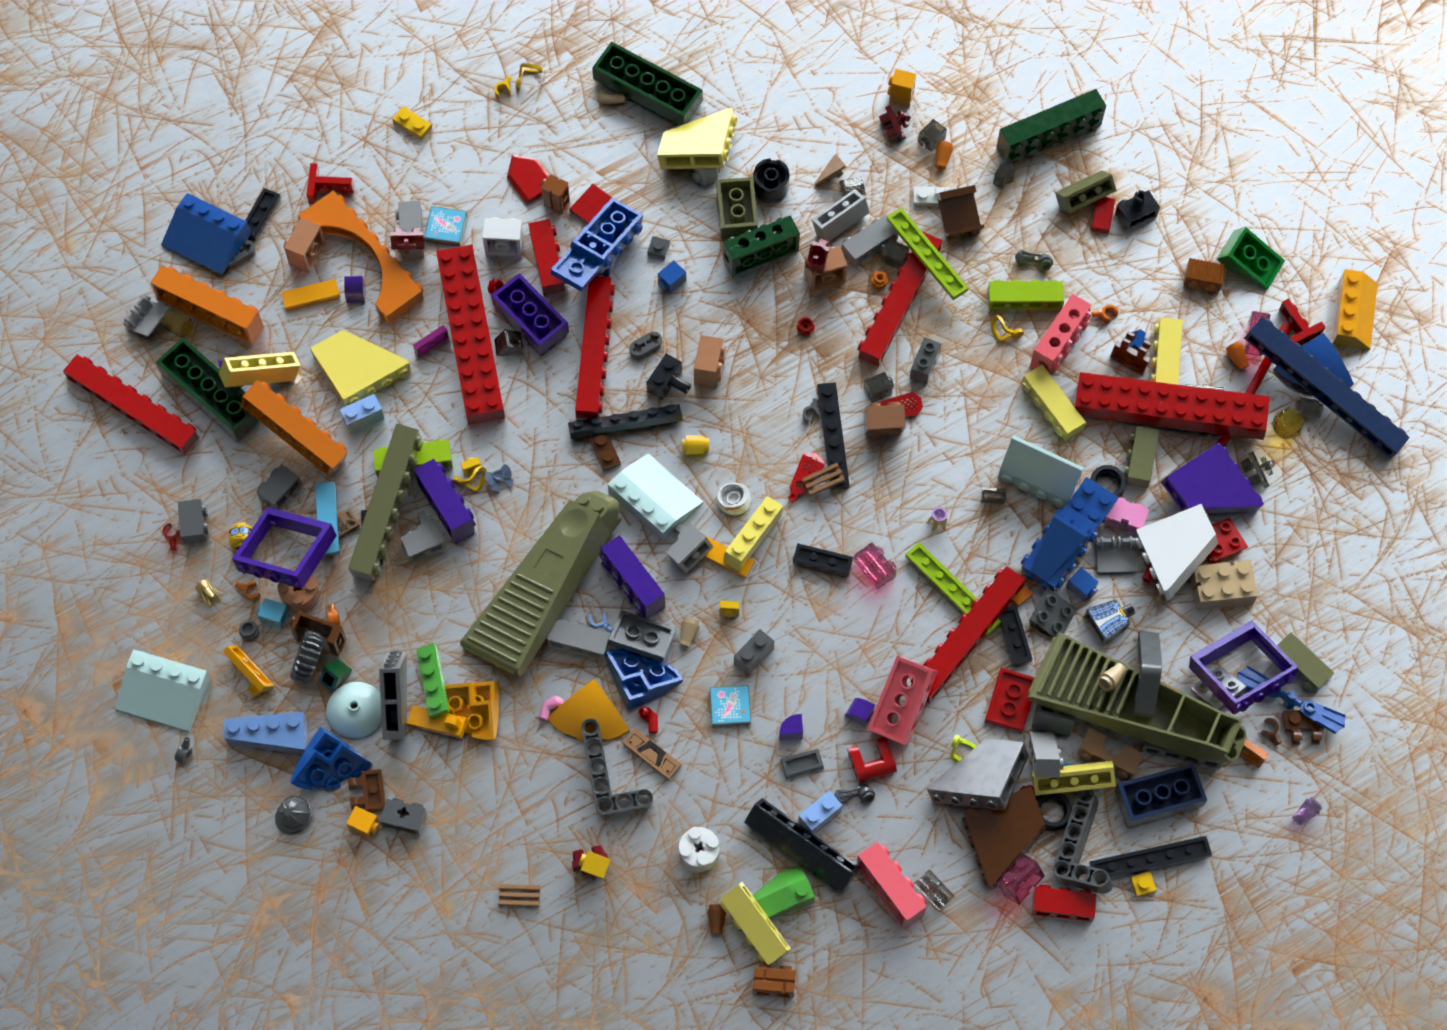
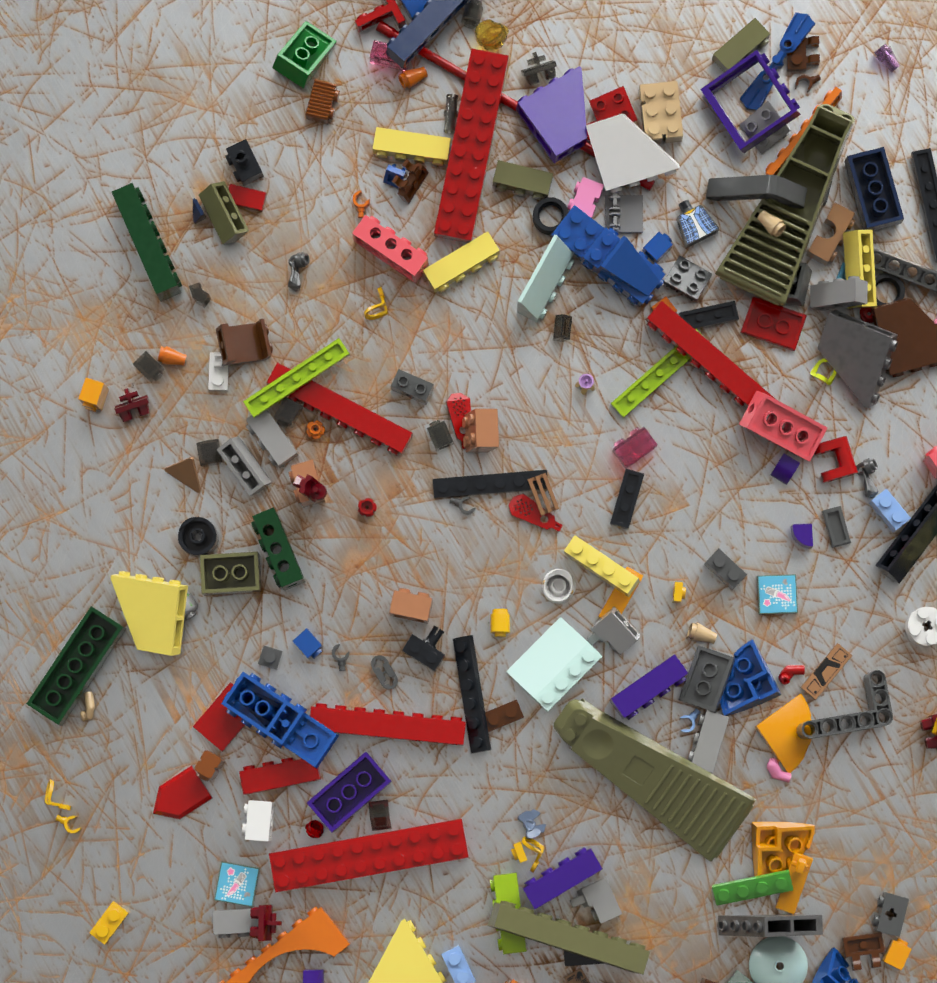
camera: 85 degrees left, 15 degrees up
(430, 341) = (376, 896): magenta tile -> none
(655, 308) = (341, 661): none -> dark grey piece
(1025, 295) = (339, 281): lime brick -> none
(1085, 172) = (198, 214): none -> dark blue slope

